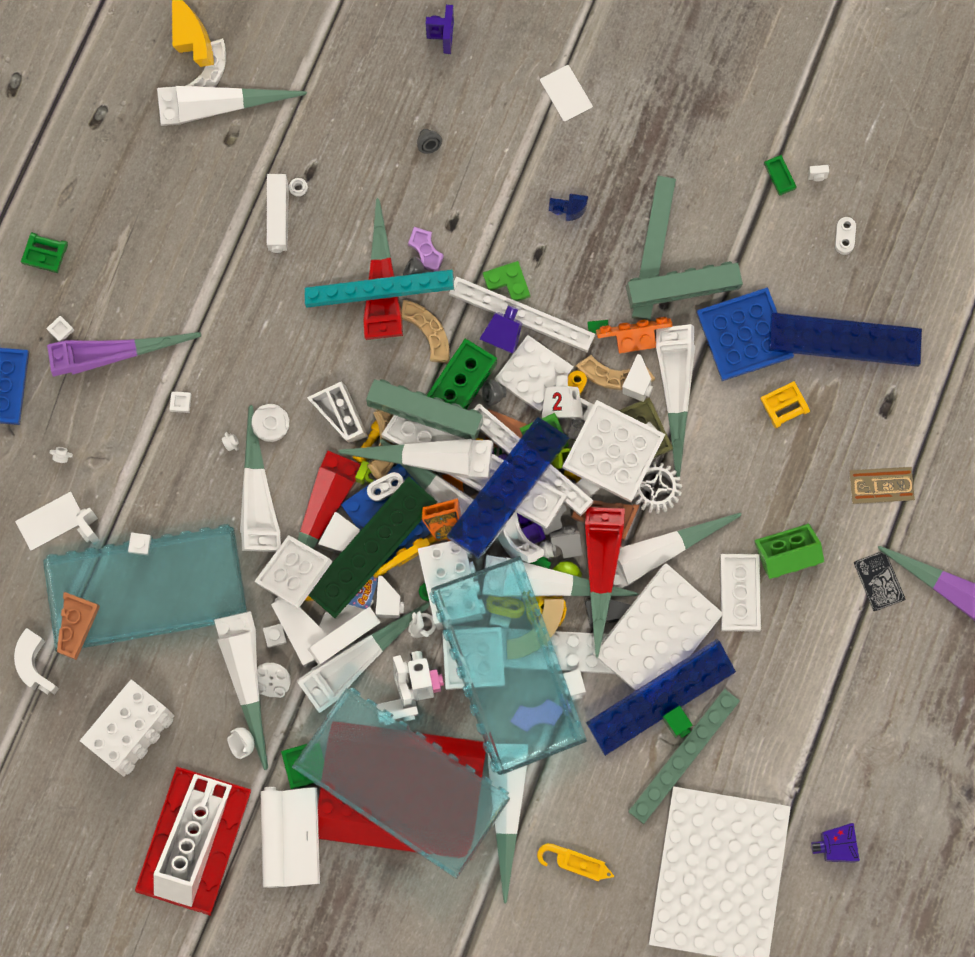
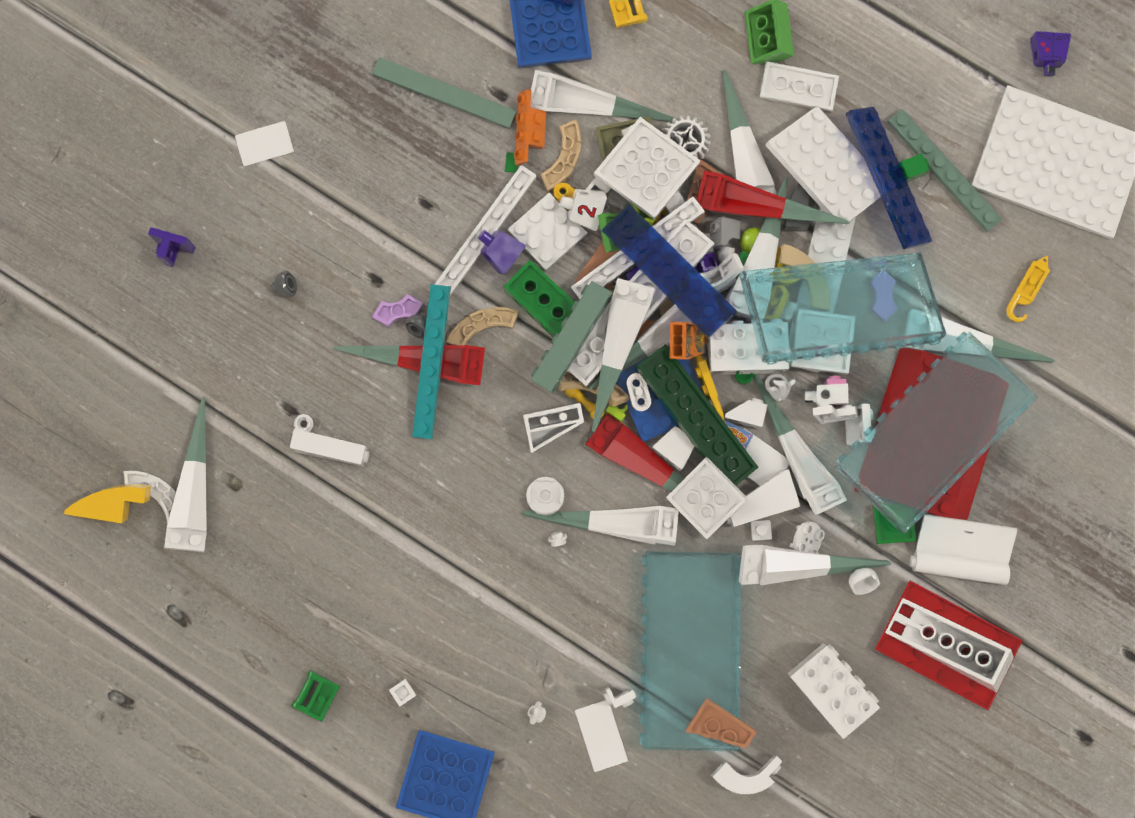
camera: 85 degrees left, 5 degrees up
(86, 355) = (437, 672): medium lavender plate -> none
(139, 544) = (649, 646): white plate -> none
(180, 402) = (505, 582): white plate -> none
(344, 635) = (779, 460): white tile -> none
(493, 392) = (560, 273): dark grey brick -> none
(510, 276) = (444, 233): bright green plate -> none
(574, 207) = (387, 160): clear blue brick -> none
(575, 684) = (861, 251): white window -> none
(638, 381) = (578, 132): white slope -> none
(683, 285) = (491, 71): sand green brick -> none

